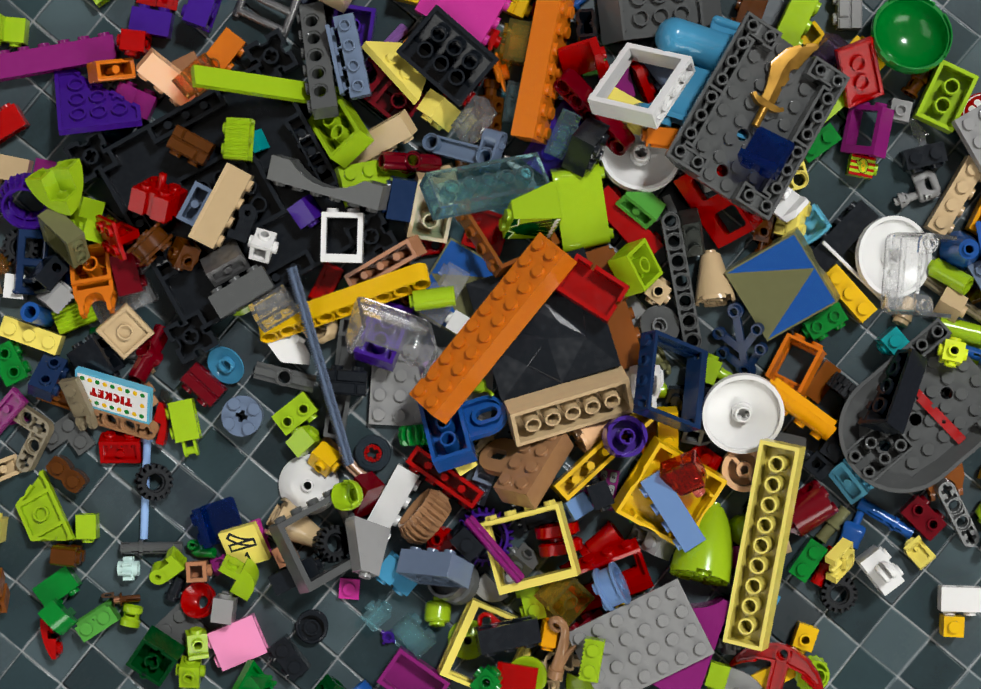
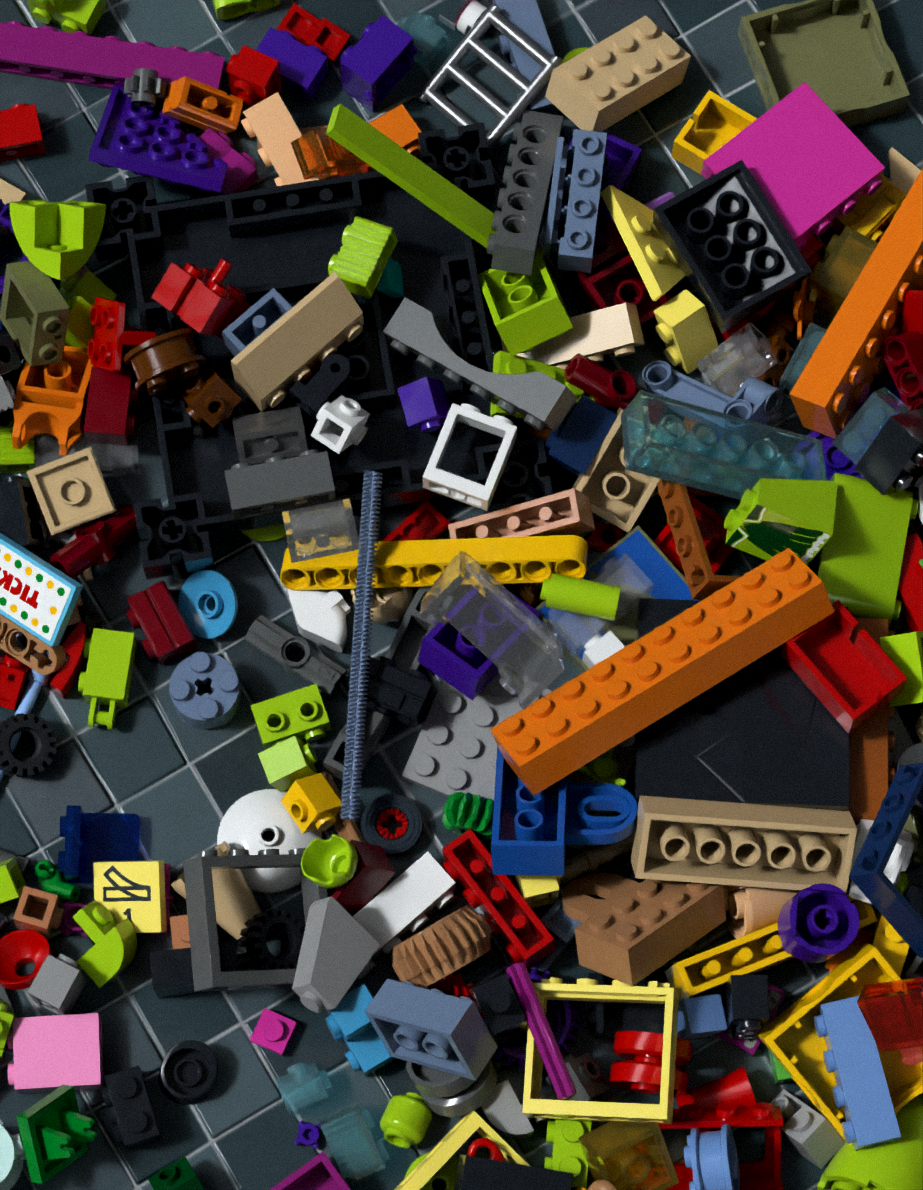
camera: 15 degrees right, 15 degrees down
(73, 72) = (144, 88): none -> dark grey gear
(191, 146) = (284, 243): reddish brown brick -> none

